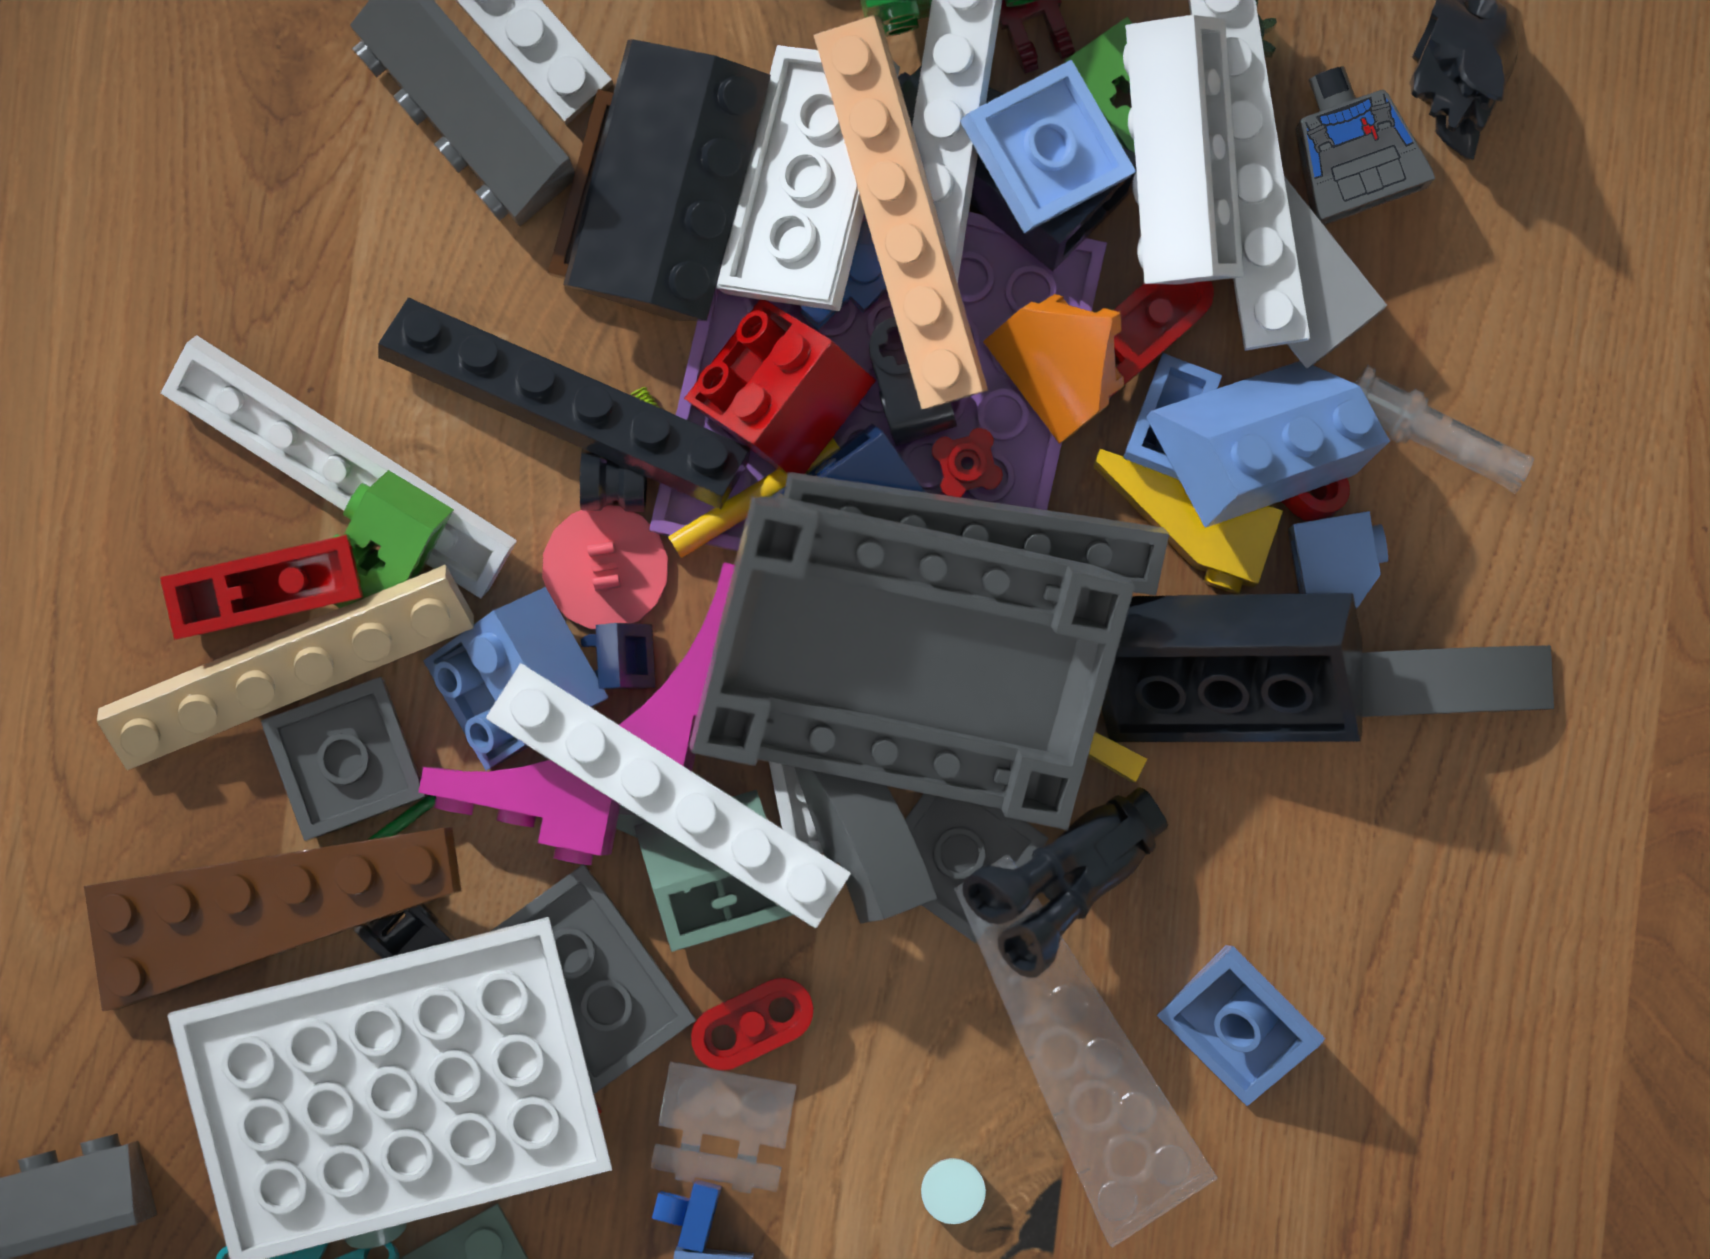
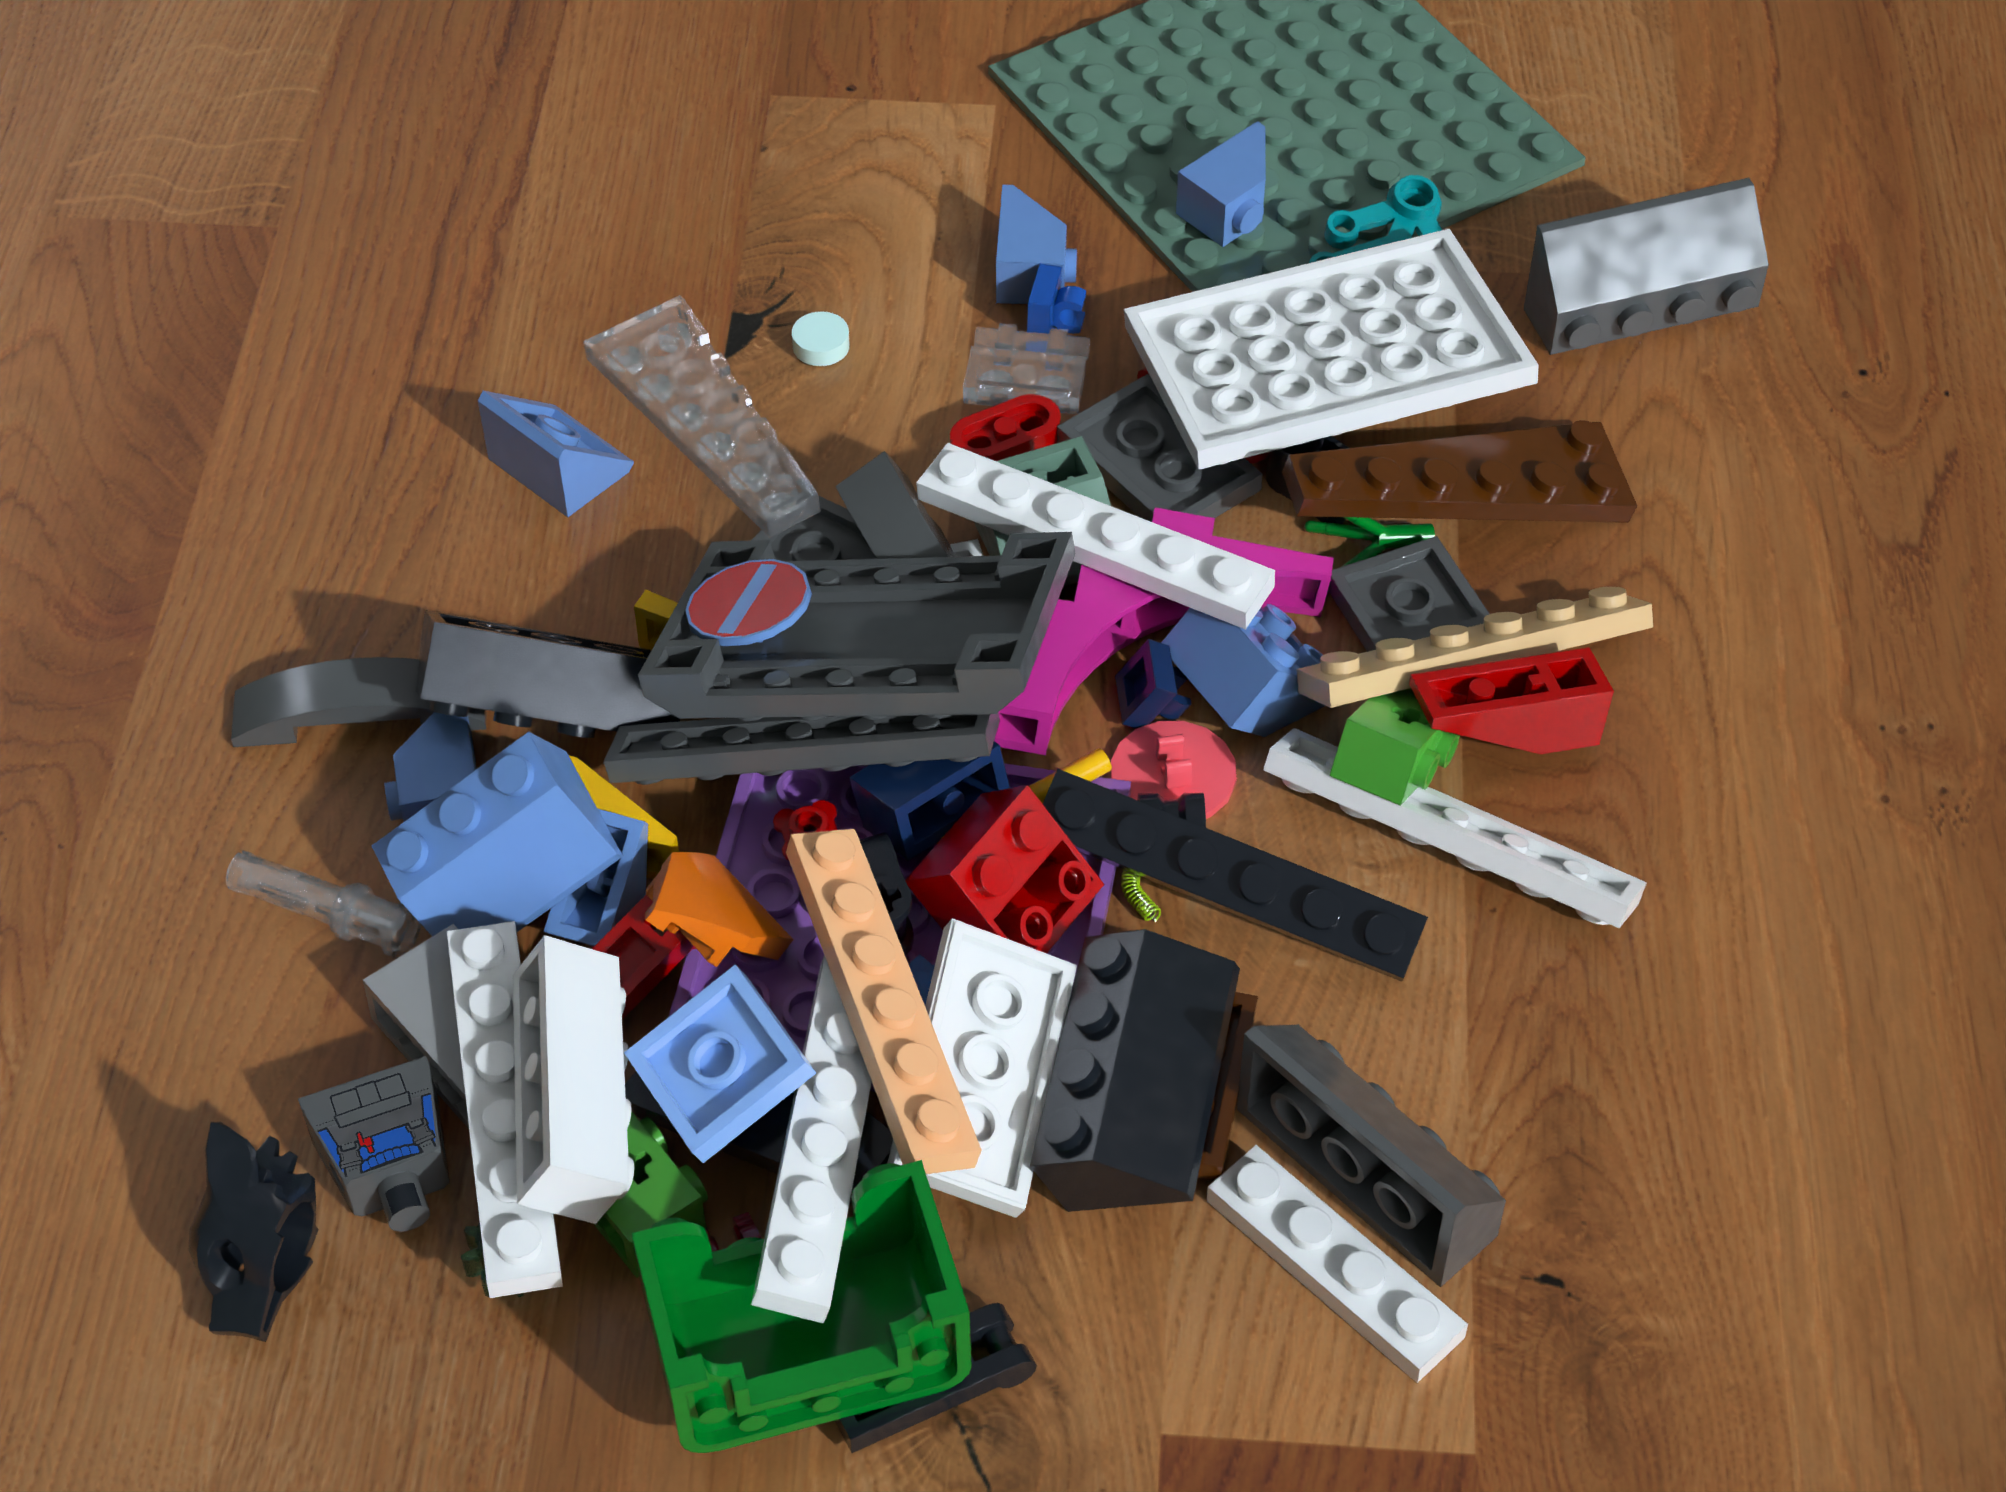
camera: 175 degrees right, 35 degrees down
(1026, 693) = (748, 602): none -> red piece
(1071, 872) = (710, 511): black piece -> none

